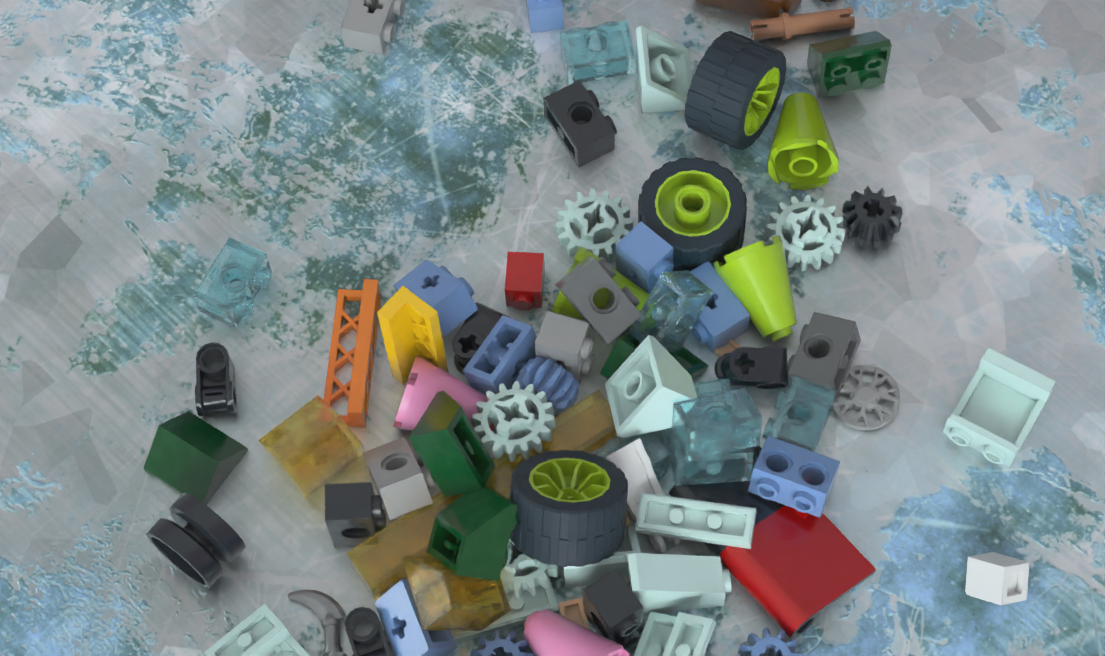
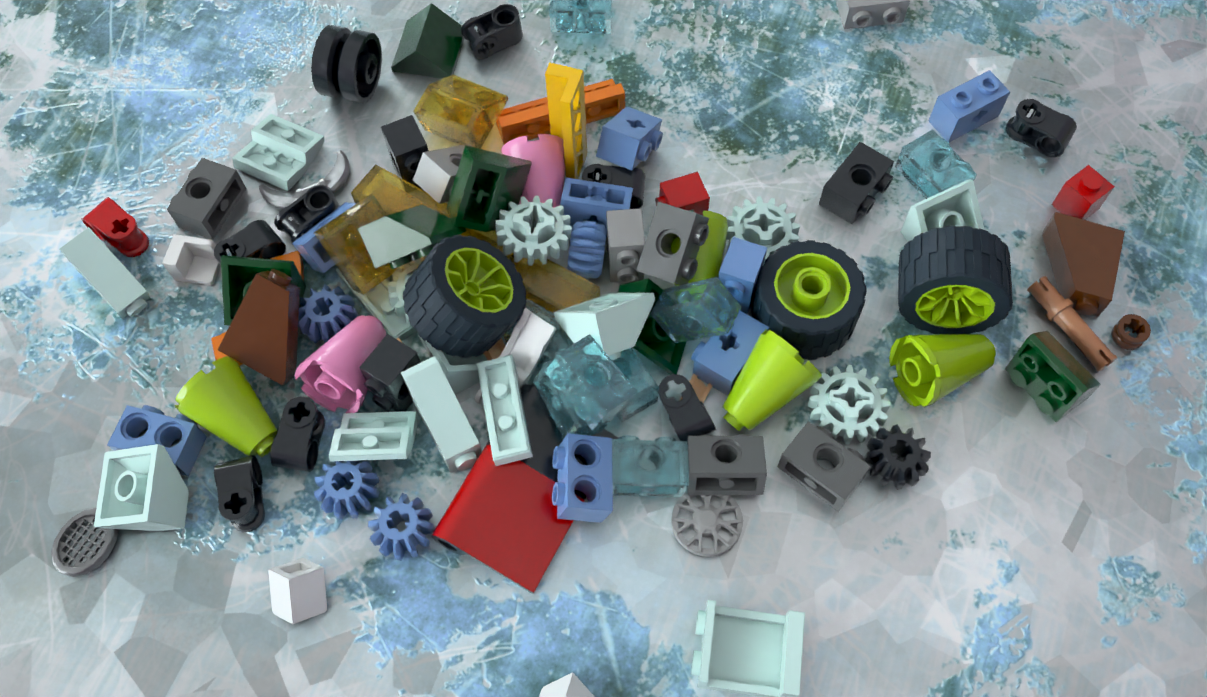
camera: 65 degrees right, 0 degrees up
(846, 294) = (830, 485): none -> dark grey brick

